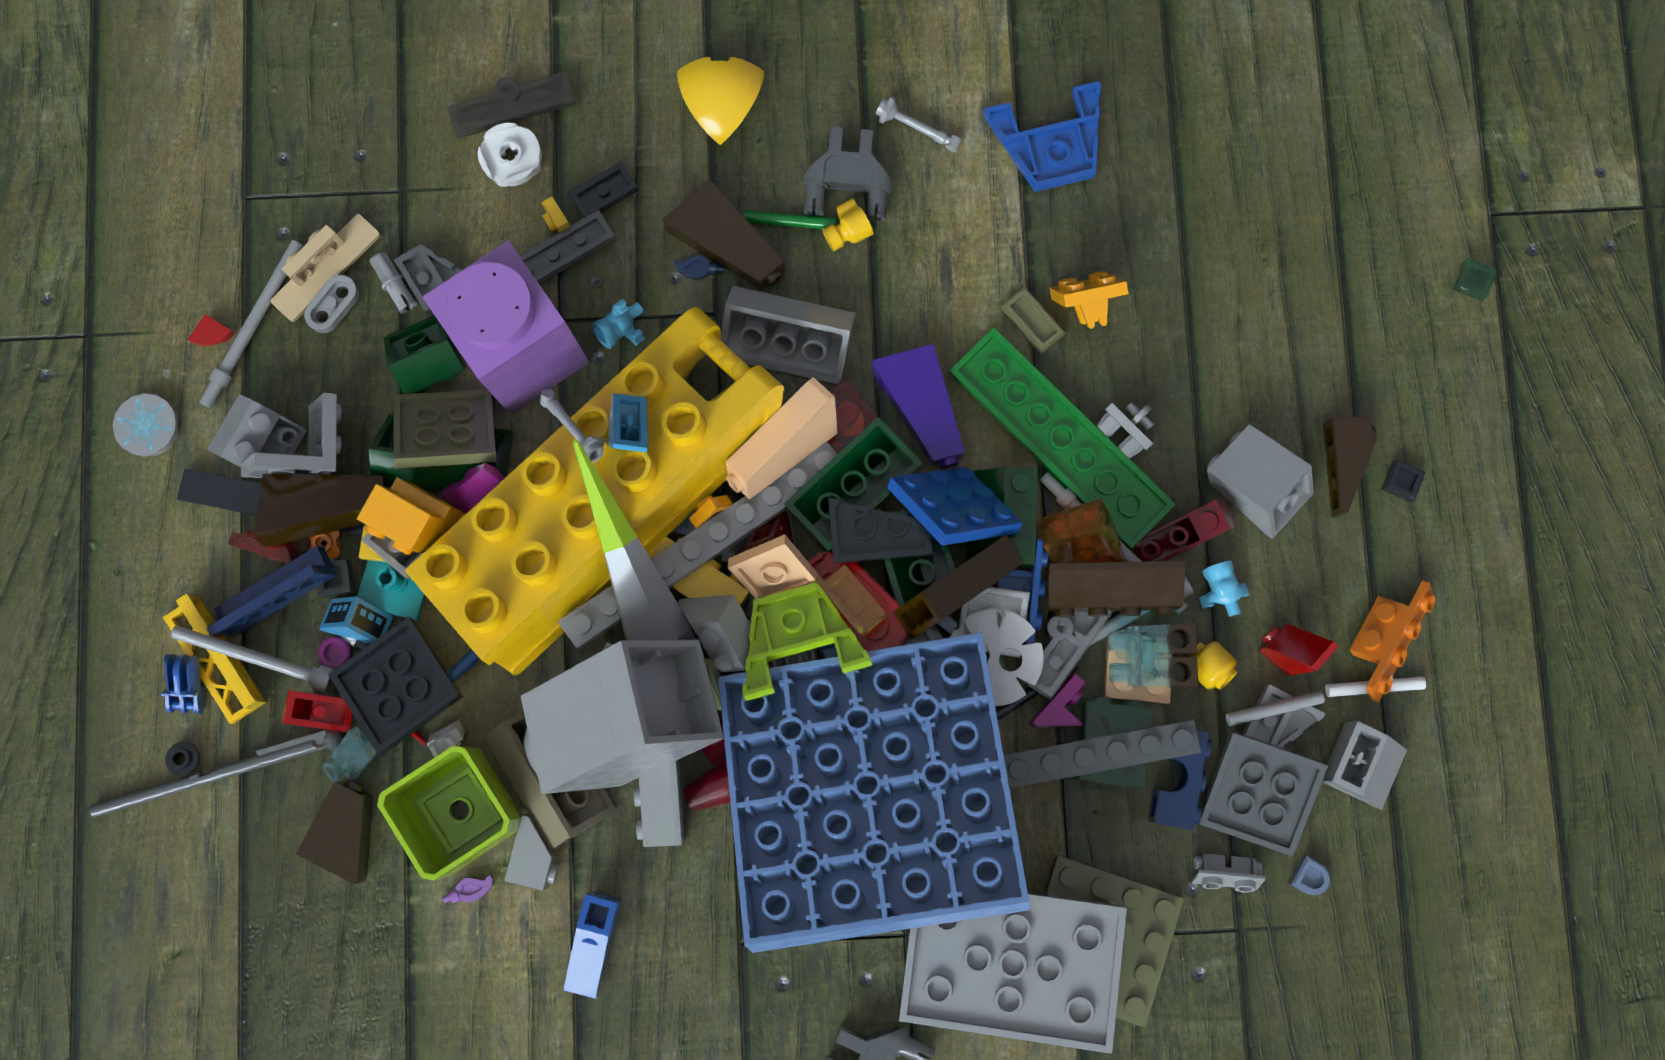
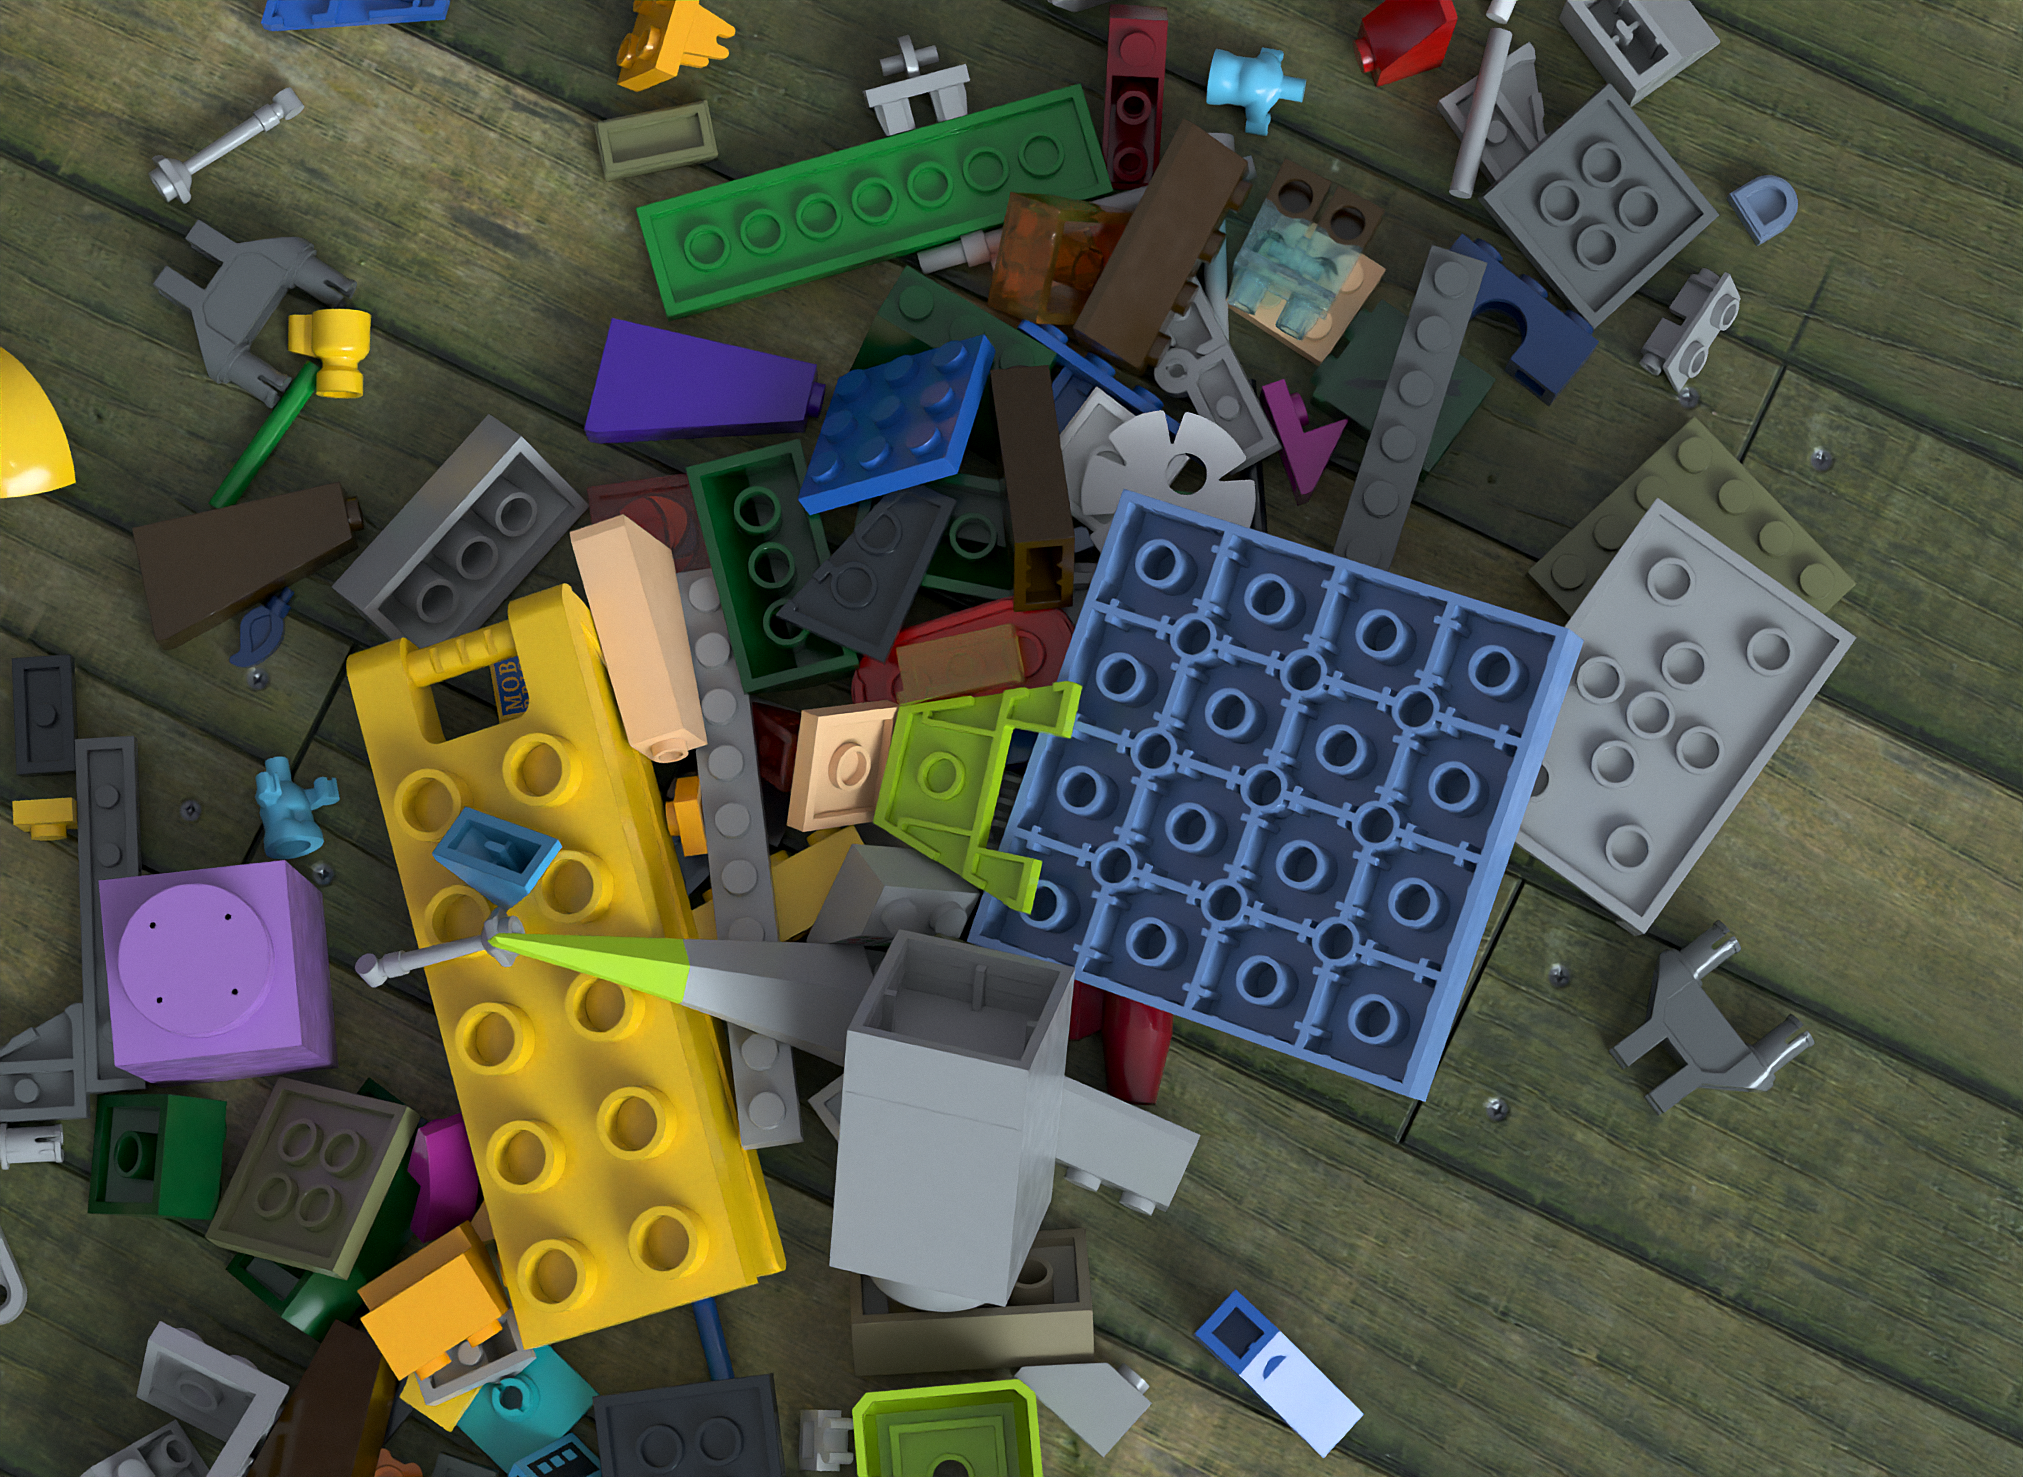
camera: 65 degrees left, 0 degrees up
(1214, 665) = (1365, 166): yellow head -> none

